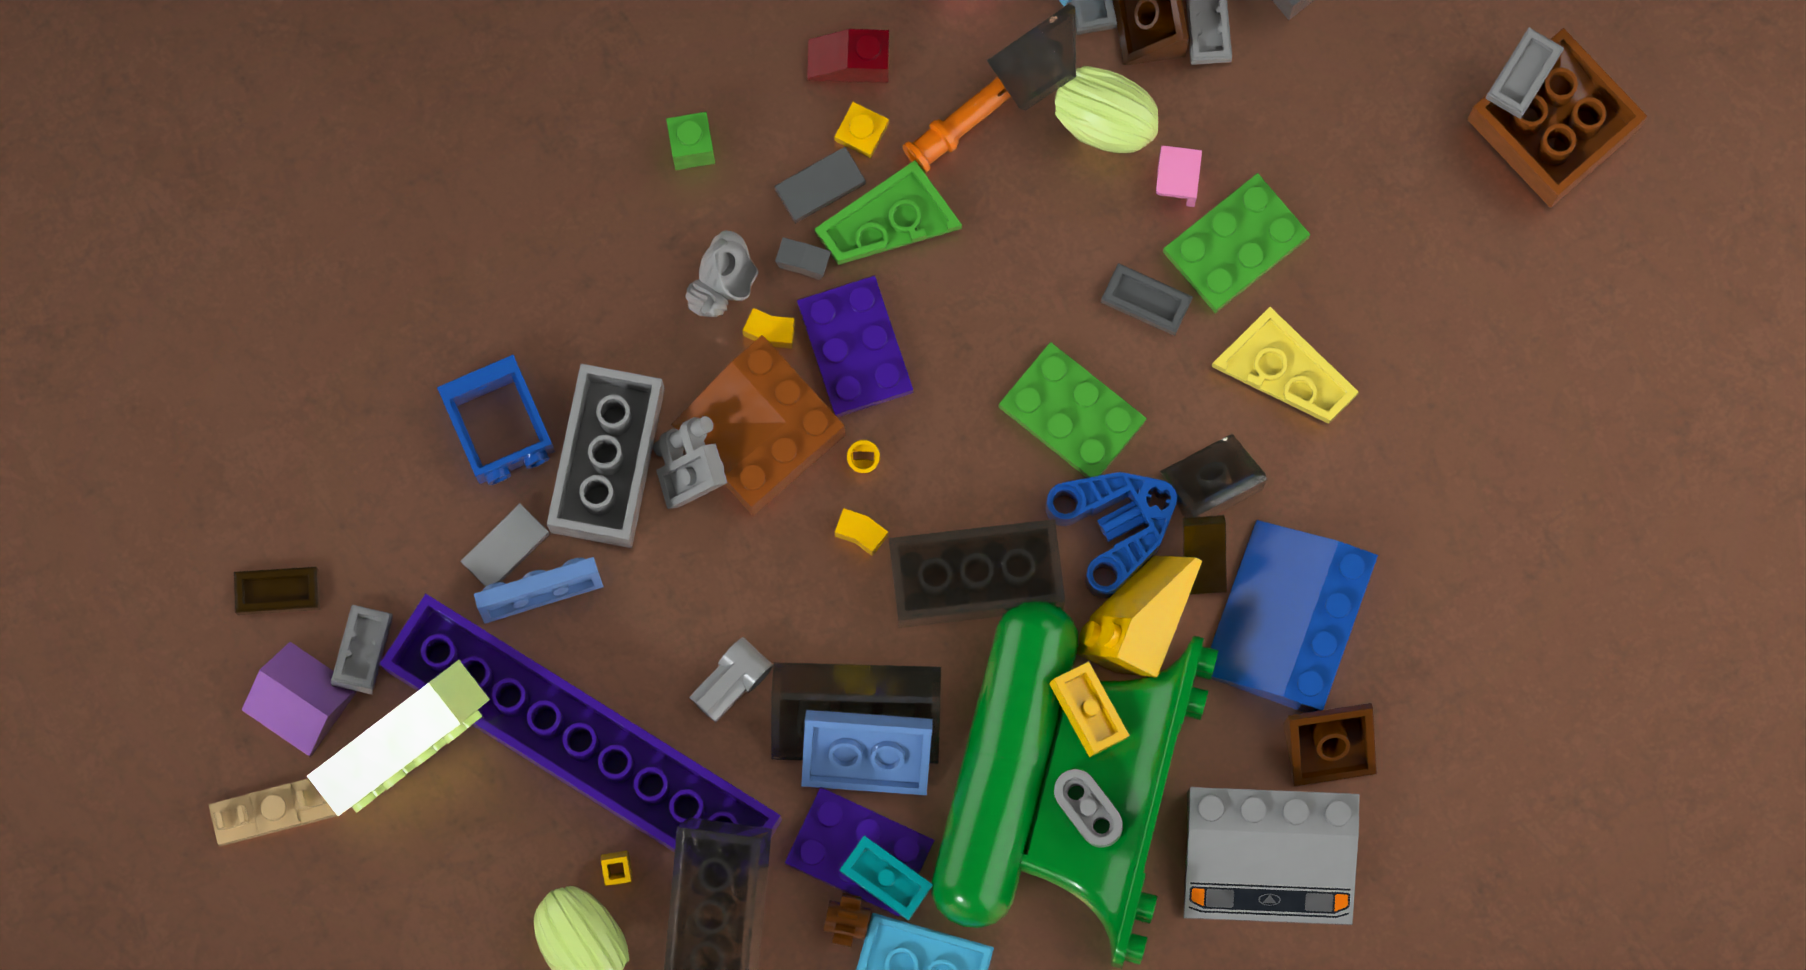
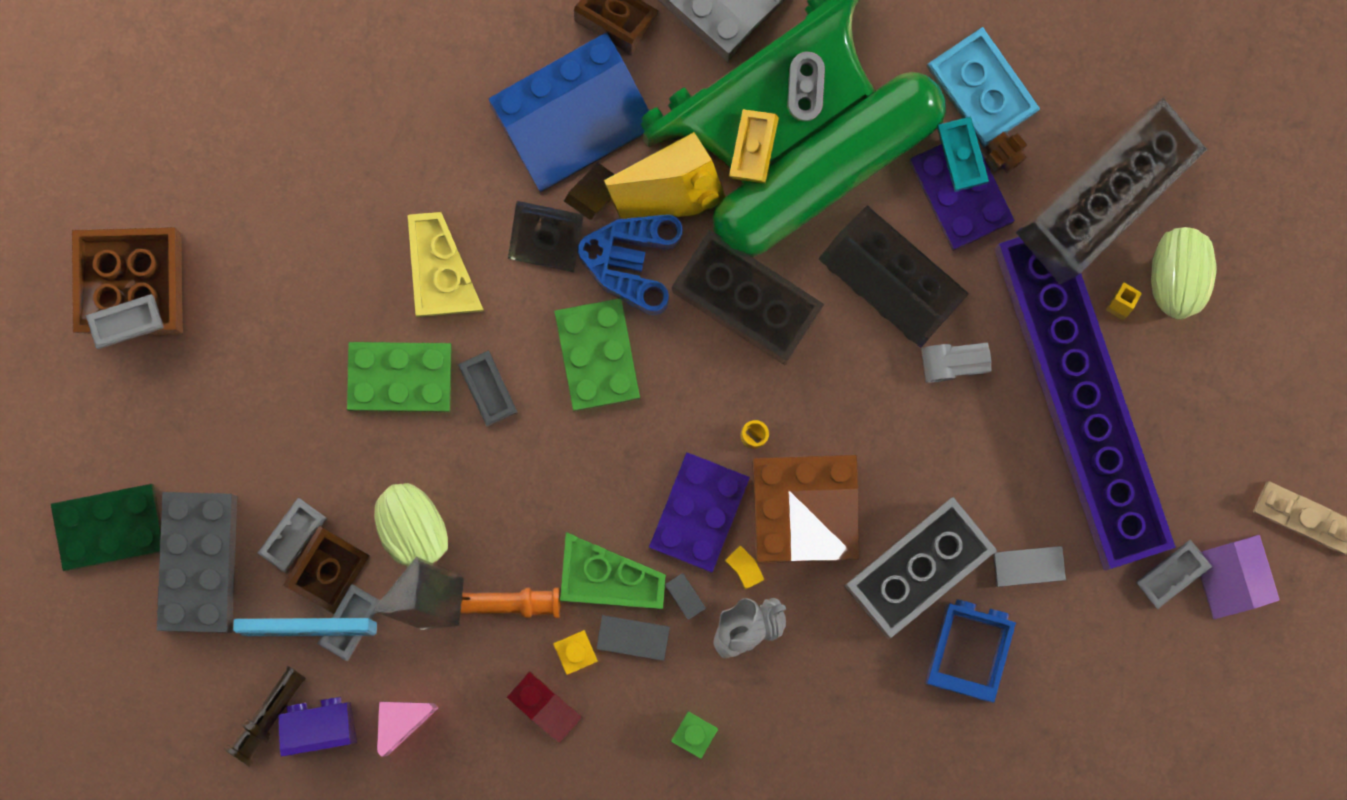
camera: 145 degrees left, 5 degrees up
(276, 590) = (1197, 659): dark brown tile -> none
(400, 740) = (1203, 484): brick -> none
(538, 589) = (1031, 520): medium blue plate -> none
(691, 474) = (873, 509): light grey plate -> none
(860, 530) = (795, 389): yellow piece -> none
(866, 752) = (909, 242): medium blue plate -> none
(1179, 173) = (399, 448): bright pink panel -> none

